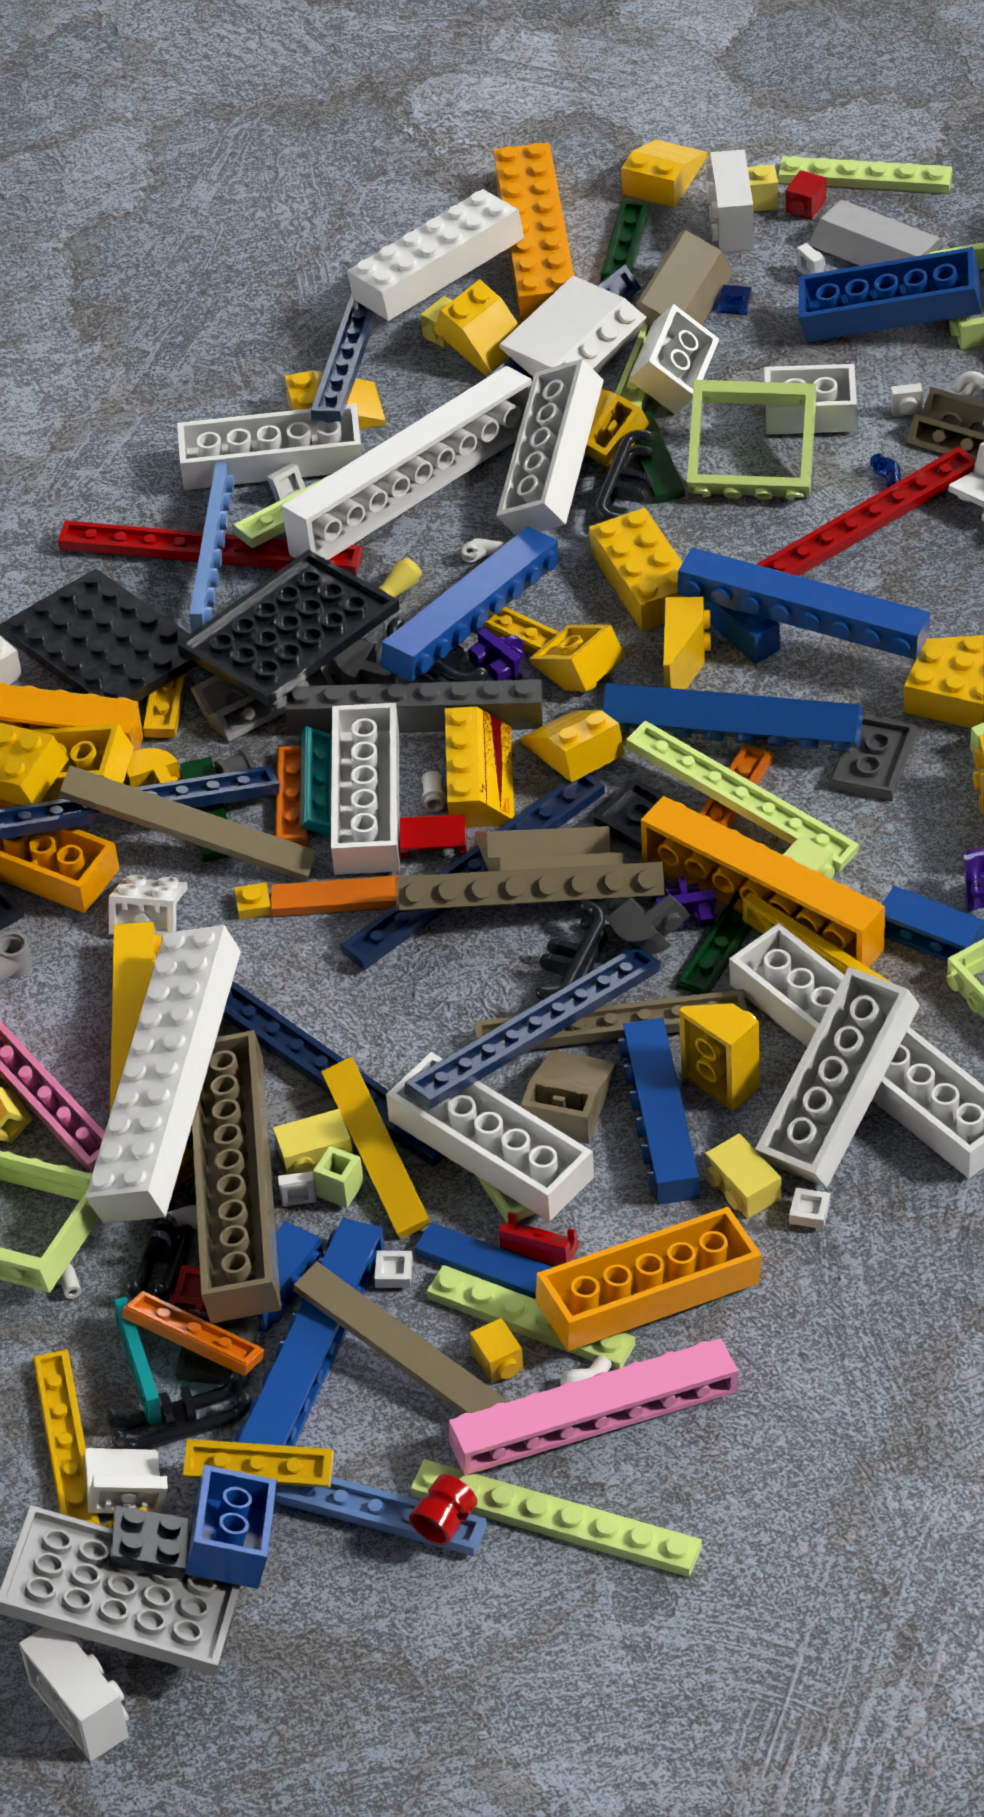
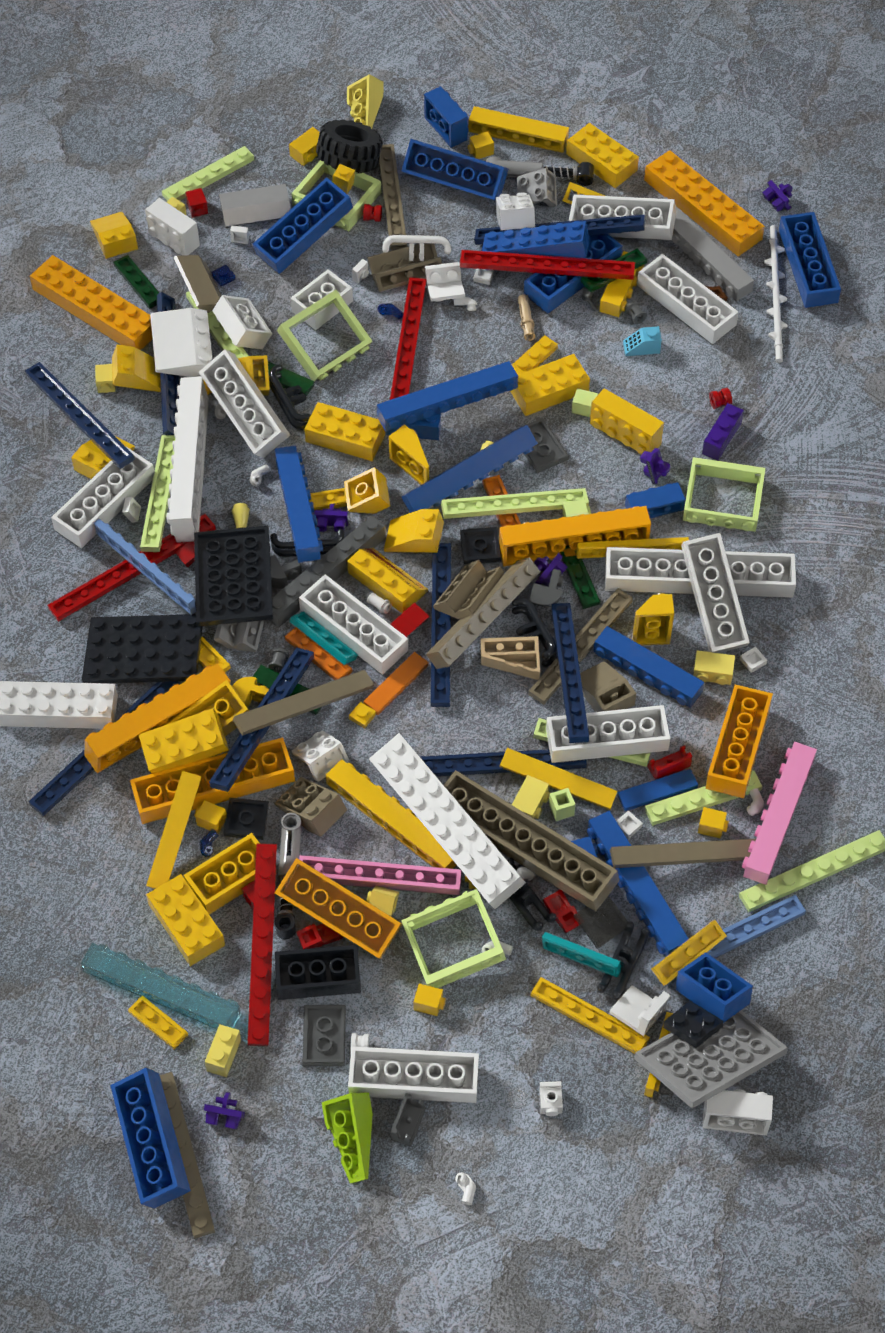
camera: 50 degrees left, 10 degrees up
(63, 952) = (314, 804): none -> dark tan slope
(193, 1333) = (593, 922): orange tile -> none
(297, 1189) = (551, 820): white tile -> none
(435, 254) = (76, 347): white brick -> none
(440, 1513) = (784, 906): red wheel -> none
(506, 963) = (512, 655): none -> tan wedge

